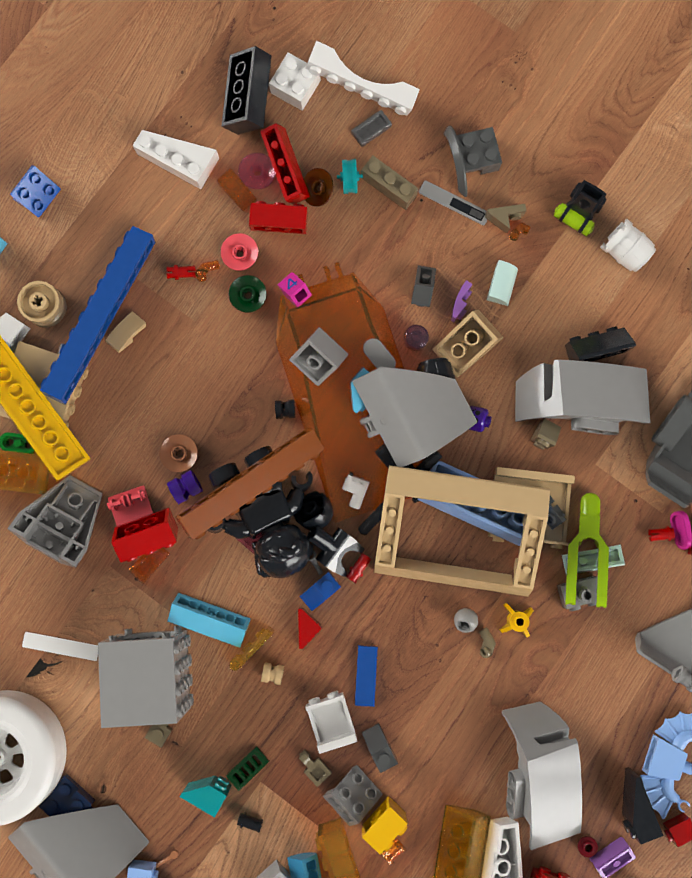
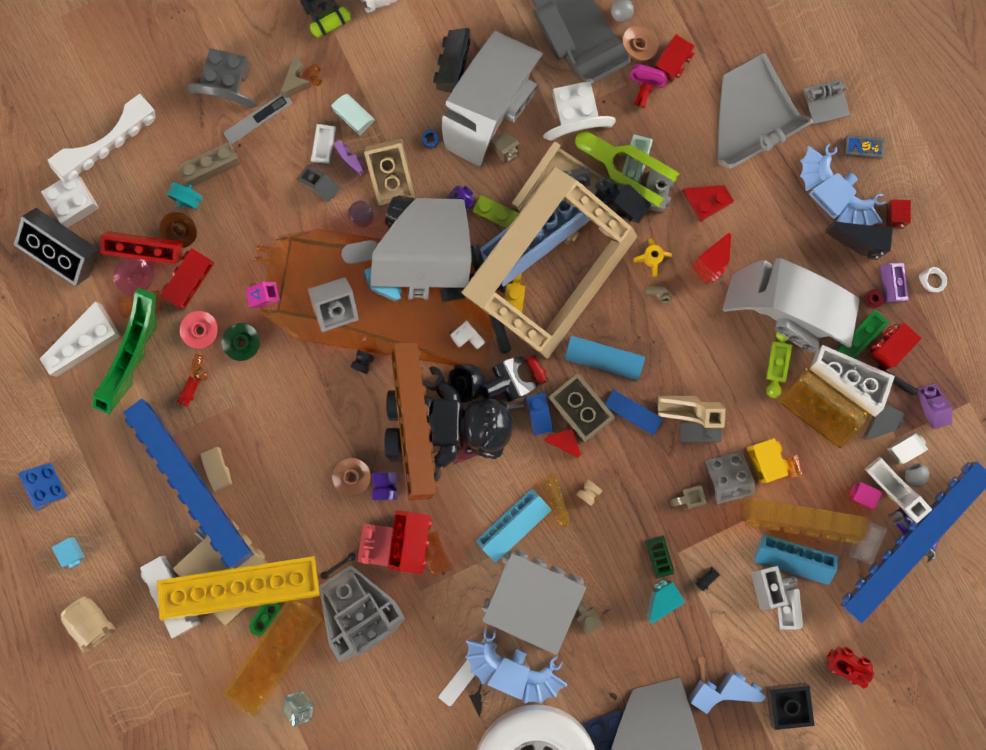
camera: 60 degrees left, 0 degrees up
(41, 304) = (138, 531): tan wheel -> none
(75, 688) = (511, 674): none -> light blue torso
(82, 475) = (324, 575): none -> black hinge
(190, 204) = (130, 353): none -> green arch
(331, 722) = (657, 463): white panel -> none
(344, 627) = (581, 407): none -> dark tan brick
(371, 128) = (150, 154): flat silver tile -> none
(395, 728) = (692, 409): none -> tan arch
(401, 624) = (604, 358): none -> dark azure brick
(415, 513) = (515, 293): none -> yellow plate
(461, 272) = (323, 144): none -> white tile
(466, 620) = (630, 300): light grey piece -> none
(478, 788) = (778, 365): none -> lime plate
(481, 456) = (494, 212): none -> lime plate
(521, 358) = (435, 136): none -> blue bush
(543, 682) = (714, 260): none -> red slope
(549, 855) = (864, 334): none -> green plate
(553, 566) = (622, 199): none -> black hinge
(596, 643) = (708, 199): none -> red wing
(613, 481) = (576, 110): none -> white piece

